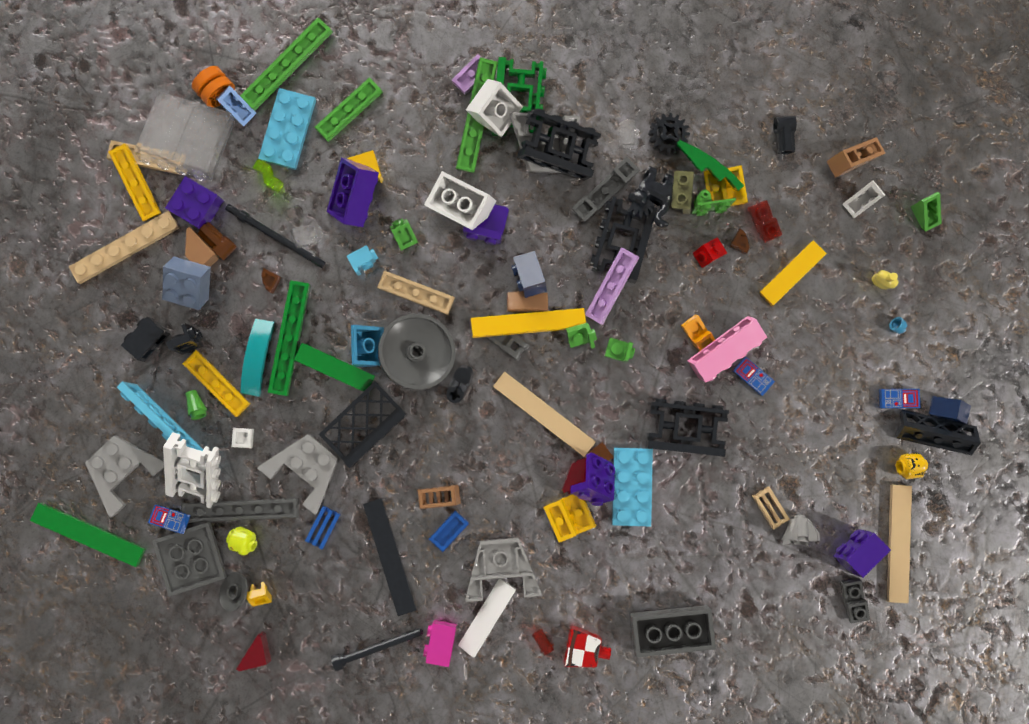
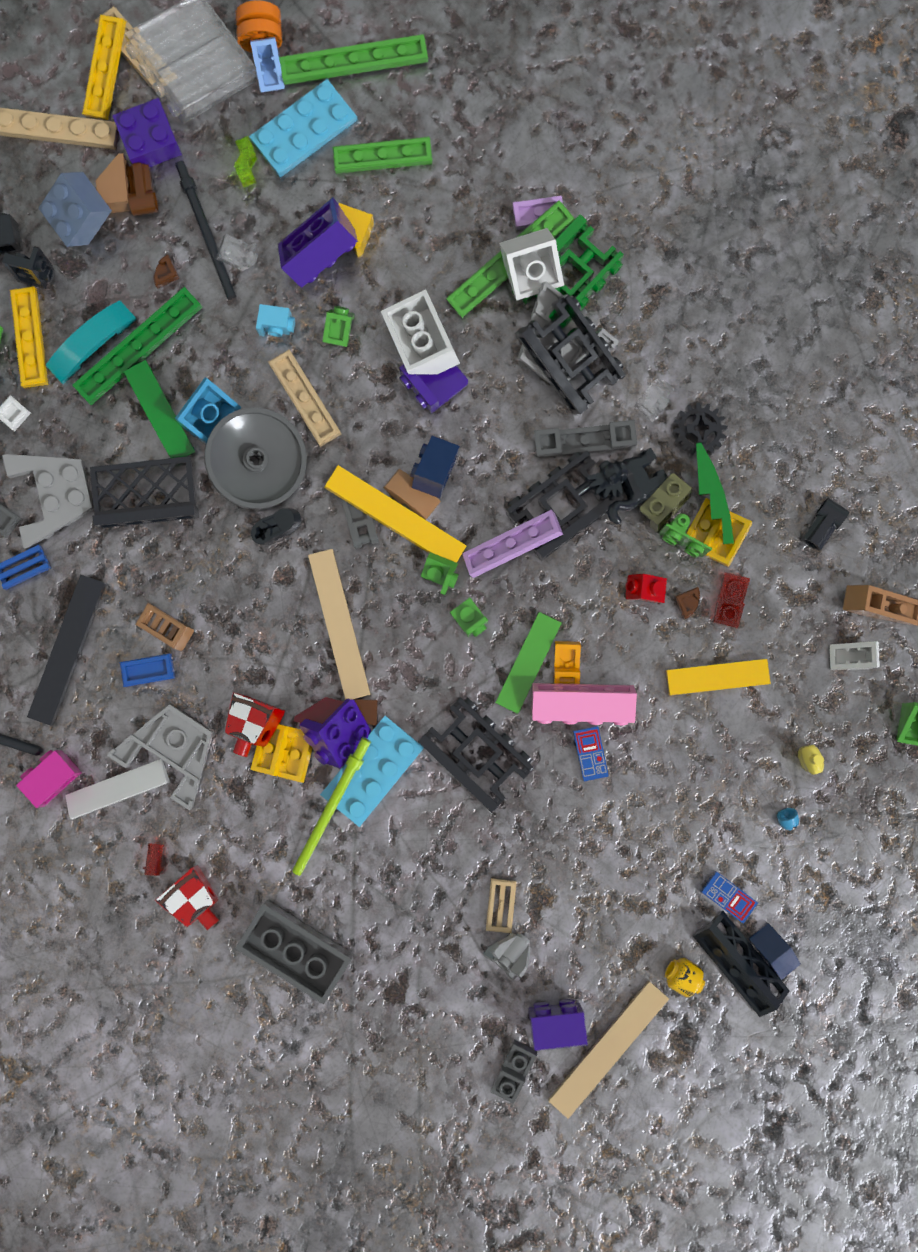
camera: 40 degrees right, 0 degrees up
(538, 513) = (251, 722): none -> torso
(620, 491) = (353, 763): none -> lime bar
(674, 350) = (528, 663): none -> bright green tile

